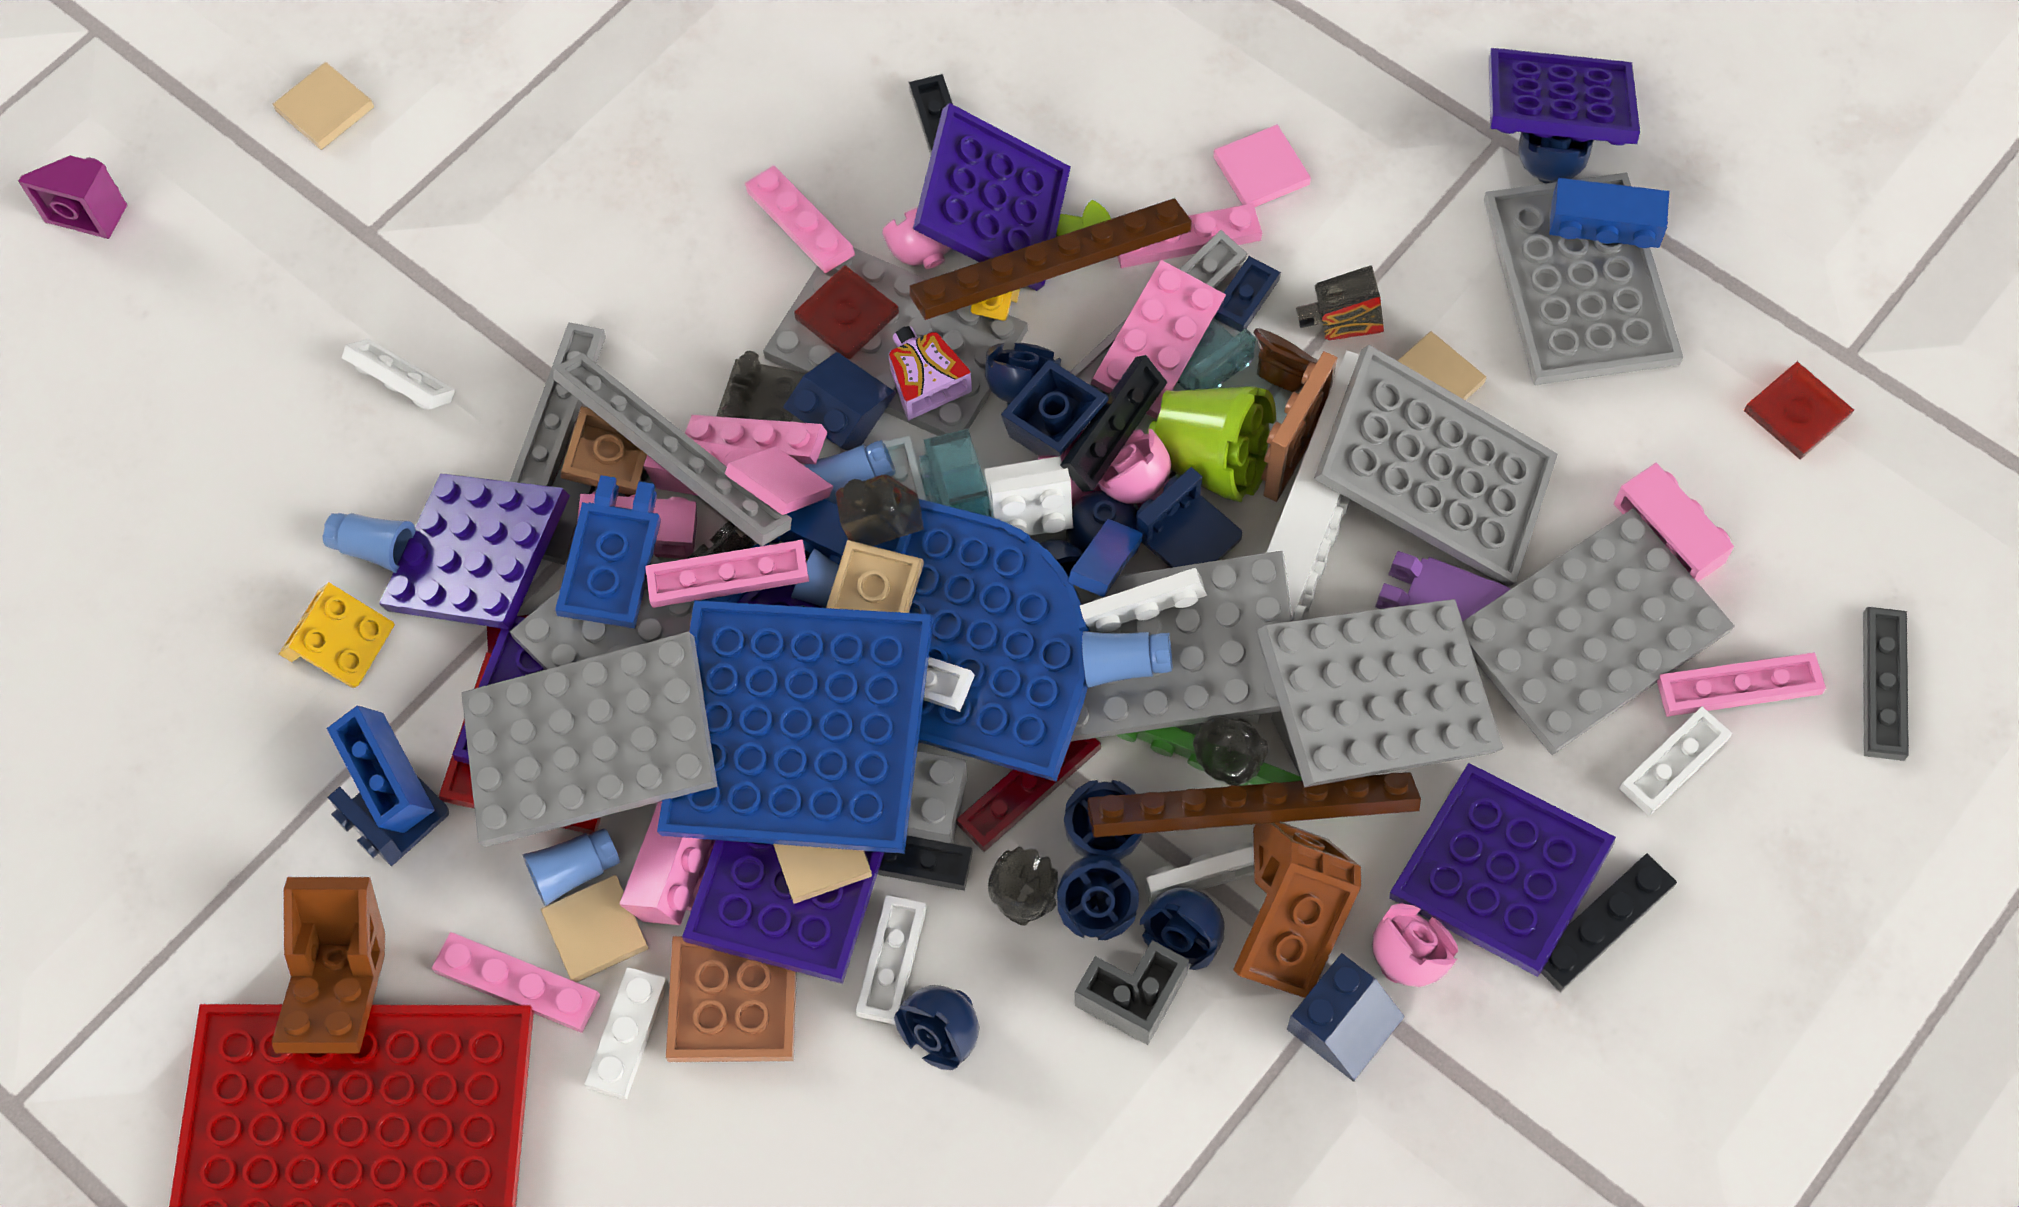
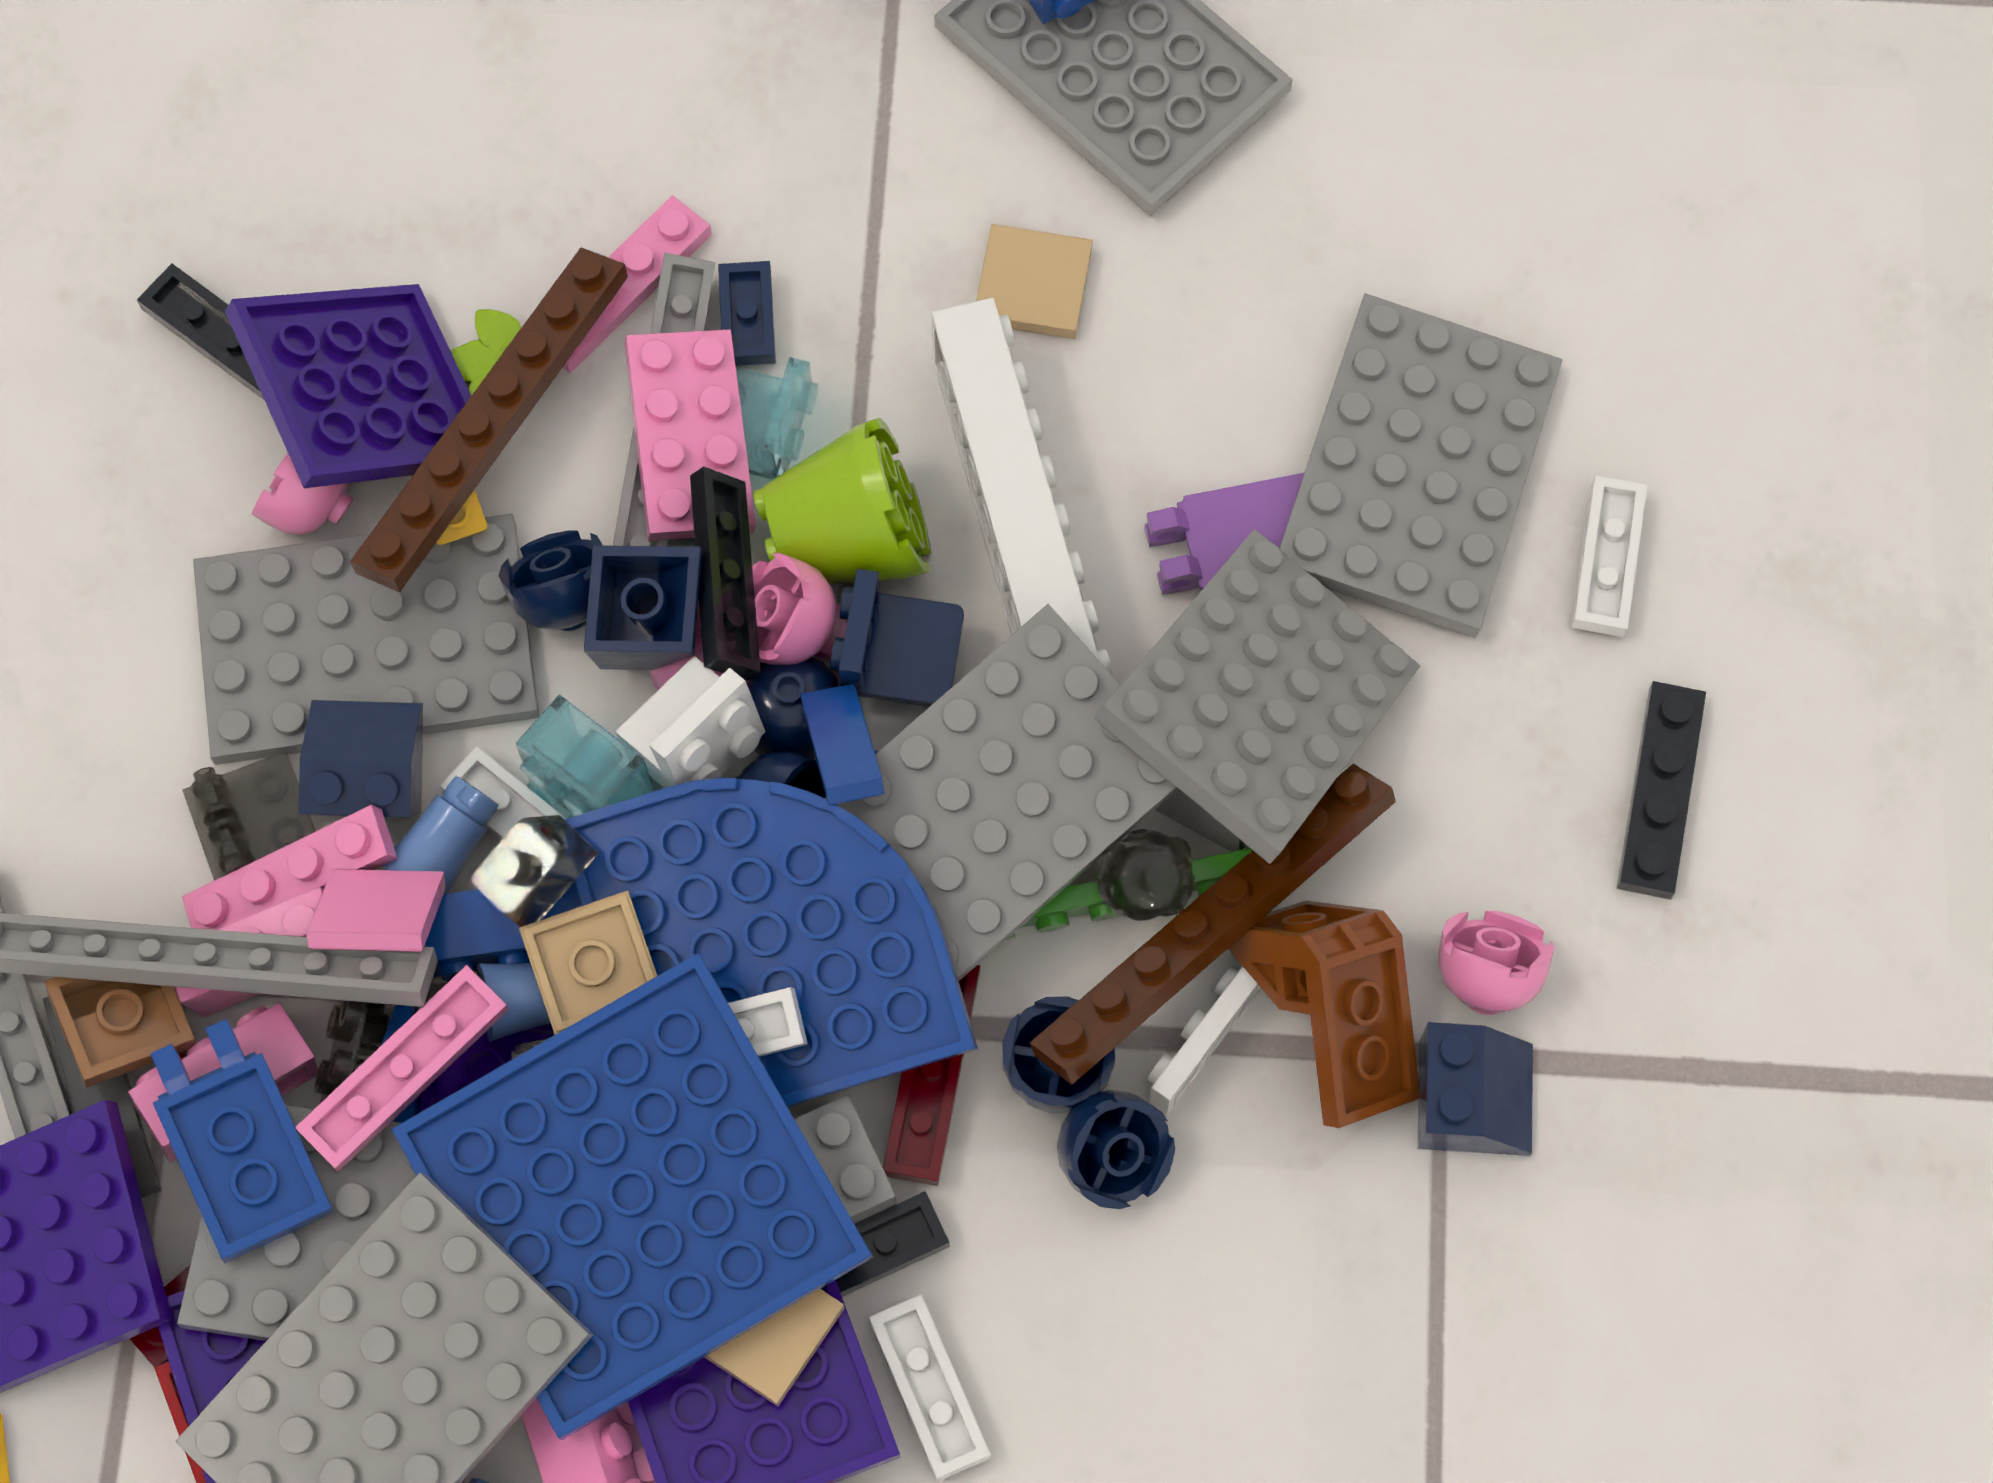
camera: 40 degrees left, 5 degrees up
(800, 219) = (130, 561): bright pink plate -> none
(846, 312) = (283, 642): clear red tile -> none
(926, 372) = (442, 655): torso -> none
(940, 1023) = (1046, 1421): dark blue cylinder -> none
(1023, 885) = (1018, 1193): clear smoke hair -> none
(1124, 656) = (960, 847): medium blue plant -> none
(1137, 1000) = (1245, 1236): dark grey brick -> none
(1143, 601) = (935, 769): white plate -> none
(1185, 924) = (1231, 1113): dark blue cylinder -> none
(1262, 167) = (648, 143): bright pink tile -> none
(1281, 361) = (860, 369): reddish brown hat -> none
(1292, 437) = (936, 437): nougat plate -> none
(1345, 306) = (877, 255): clear smoke torso -> none
(1436, 466) = (1125, 385): light grey plate -> none
(1503, 868) = (1520, 804): dark purple plate -> none
(1676, 521) = (1418, 277): bright pink brick -> none
(1741, 684) = (1614, 422): bright pink plate -> none
(1798, 410) = (1453, 63): clear red tile -> none
(1885, 683) = (1757, 321): dark grey tile -> none

